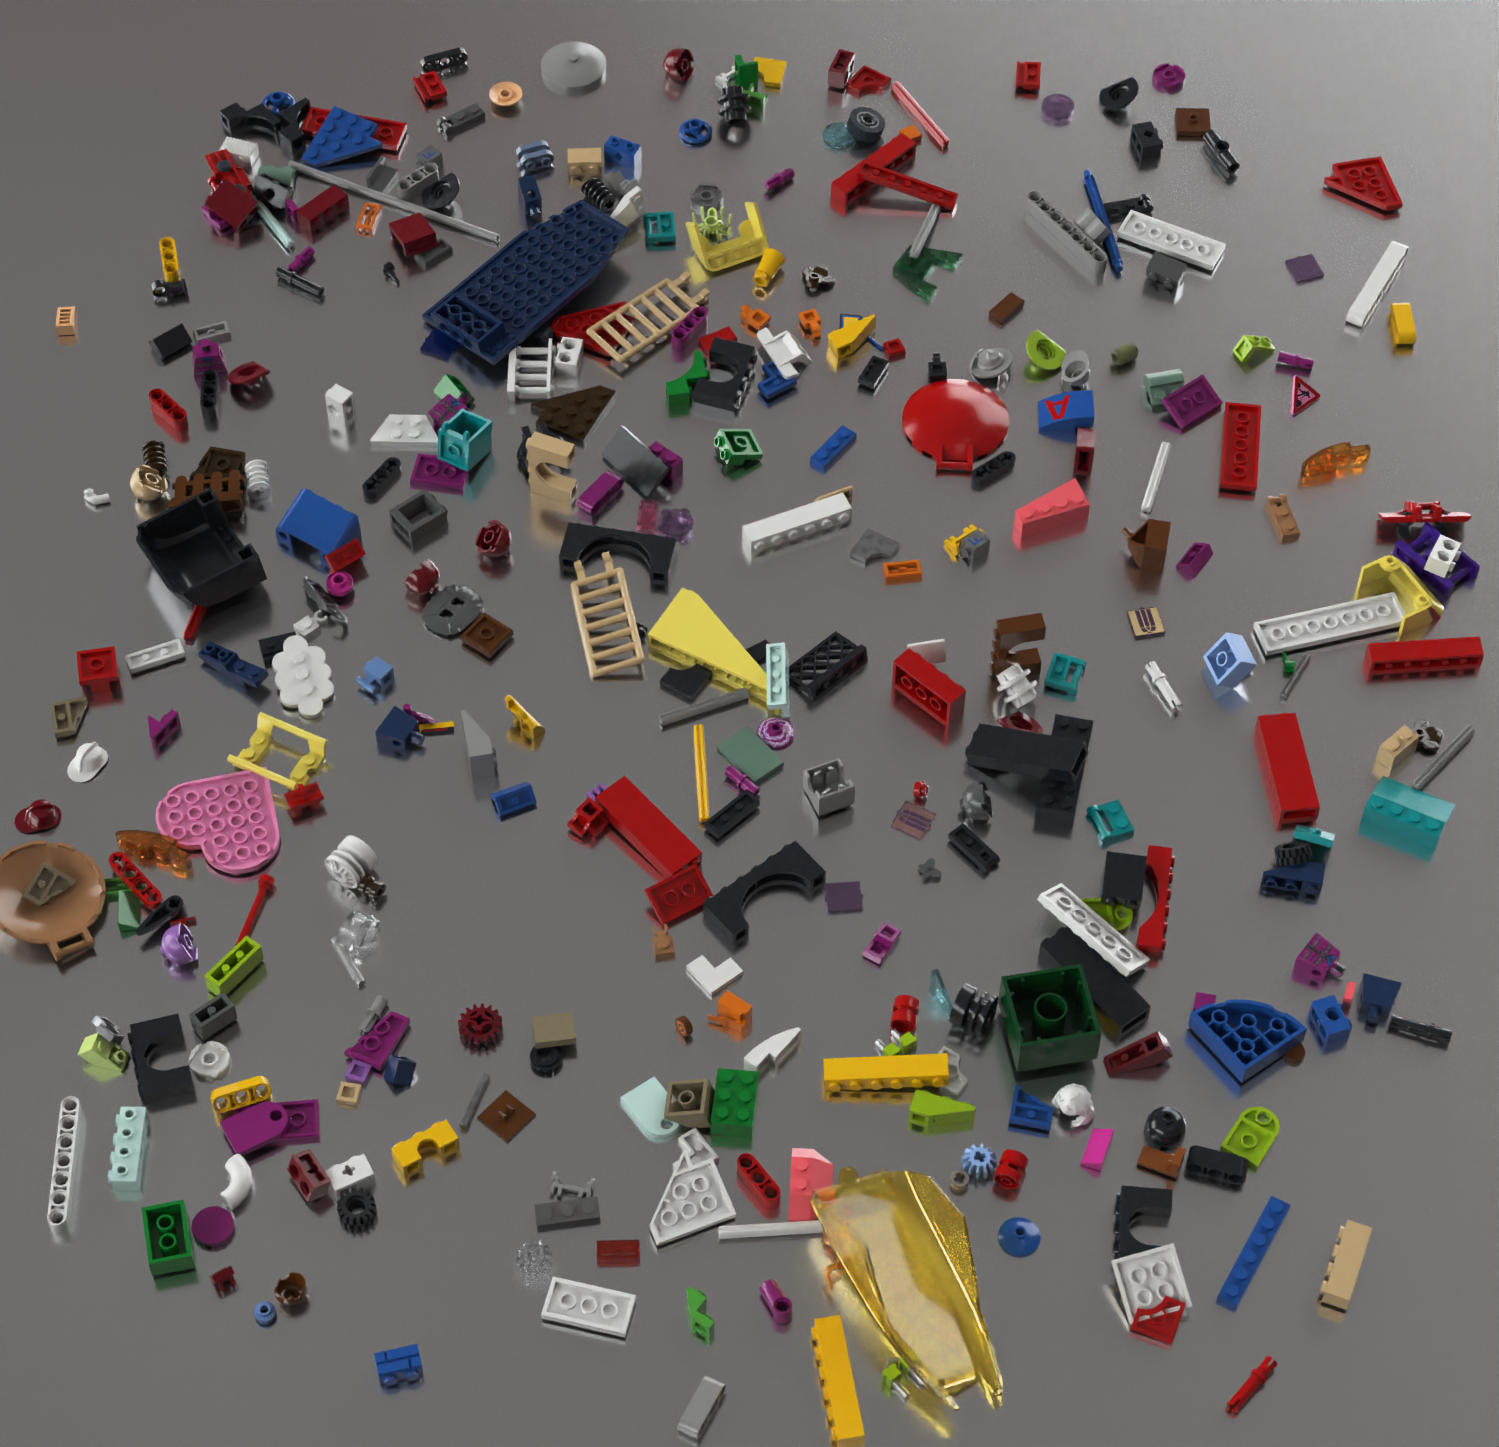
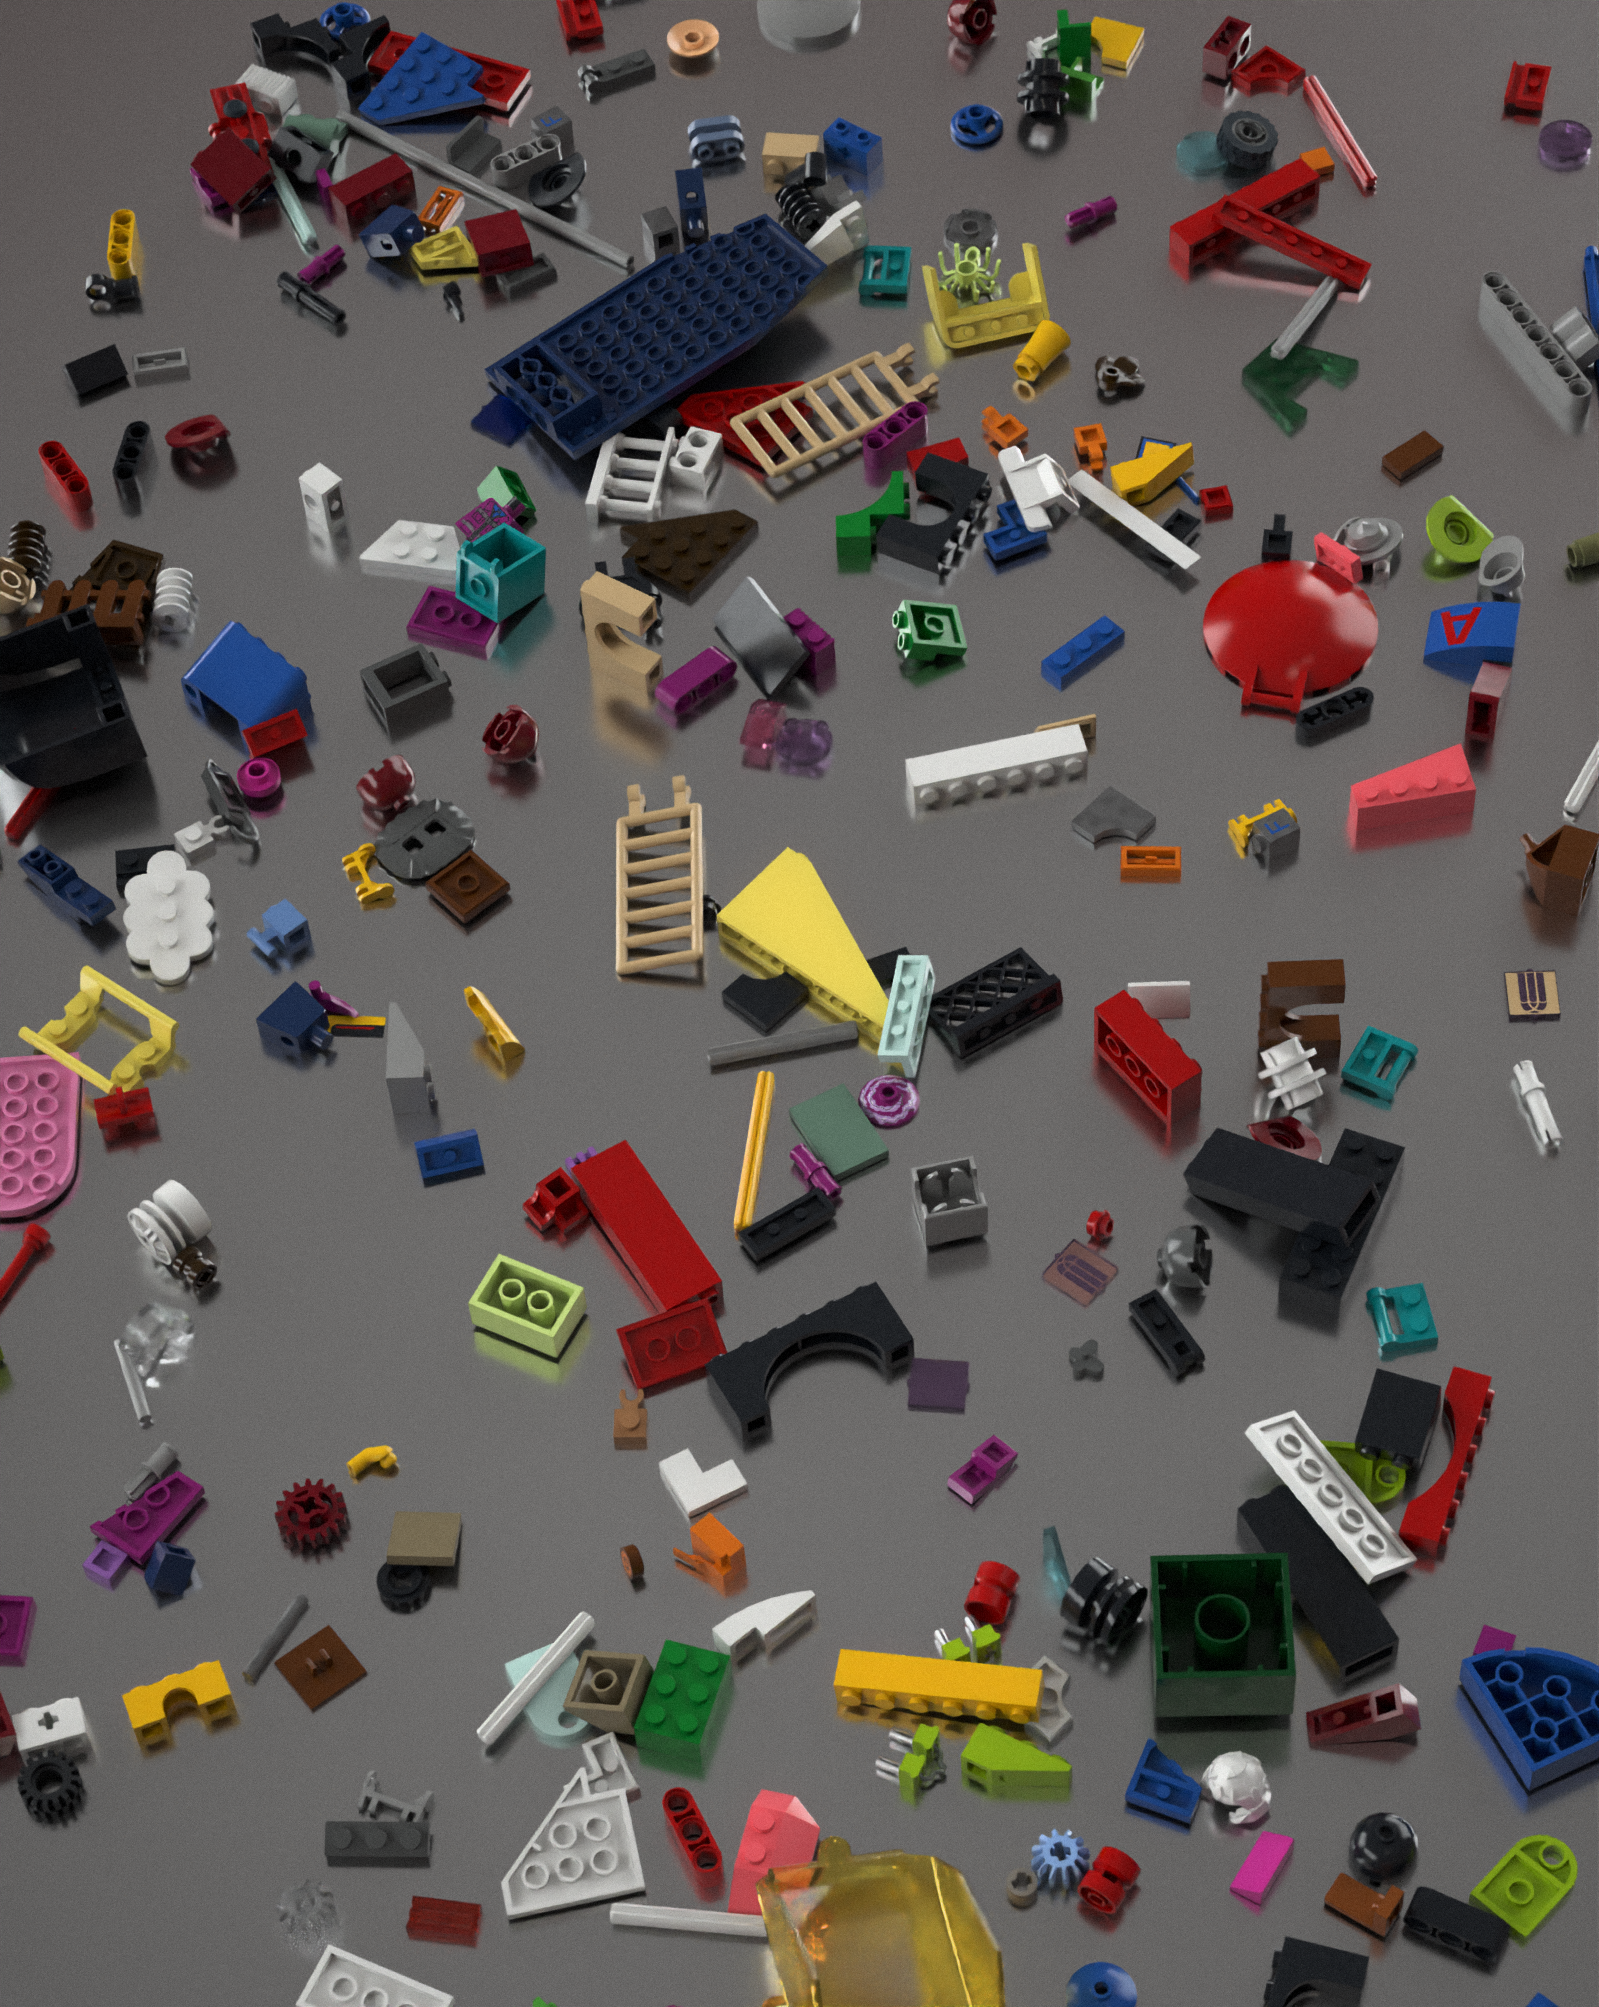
camera: 15 degrees right, 0 degrees up
(208, 357) = (143, 401): magenta torso -> none
(344, 234) = (392, 232): none -> dark blue torso
(348, 1093) = (83, 1595): tan tile -> none
(378, 242) = (444, 250): none -> light yellow wing
(380, 485) = (361, 629): black beam -> none
(424, 644) = (356, 863): none -> yellow piece
(509, 985) = (369, 1456): none -> yellow arm
(513, 216) = (660, 229): none -> flat silver brick
(584, 539) = (653, 751): black arch -> none
(585, 883) = (527, 1305): none -> yellowish green brick
(602, 170) = (811, 172): none -> black piece
(642, 1102) = (535, 1678): none -> white axle
(847, 364) = (1133, 519): none -> white sticker
(884, 1110) = (913, 1767): none -> lime piece
(976, 374) = (1338, 557): none -> coral plate

